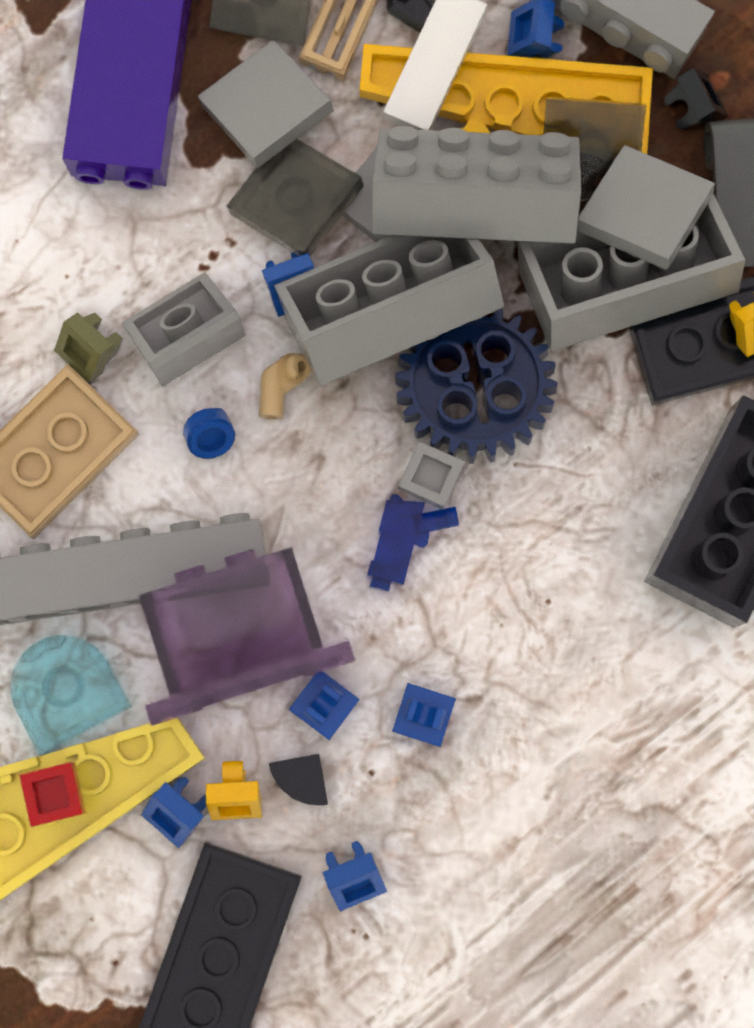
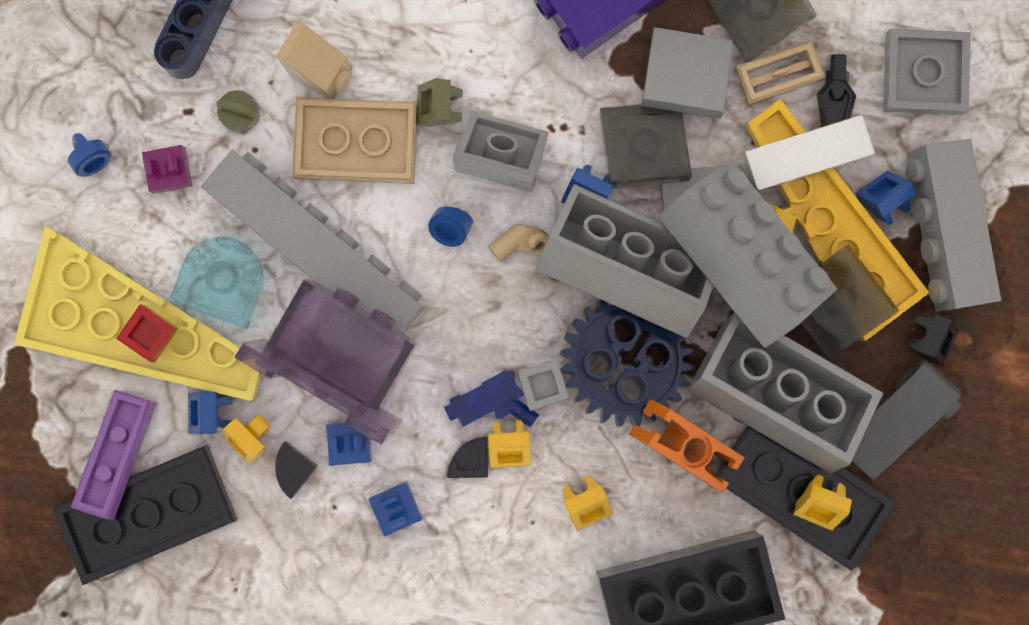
camera: 50 degrees right, 5 degrees up
(135, 937) = (113, 455): none -> medium lavender tile
(354, 880) = (258, 555): blue tile -> none
(440, 606) = (470, 460): none -> black tile
(461, 557) = (509, 448): none -> yellow tile
(578, 533) = (588, 506): none -> yellow tile
(600, 393) = (674, 440): none -> orange piece
(645, 207) = (829, 370): light grey tile -> none

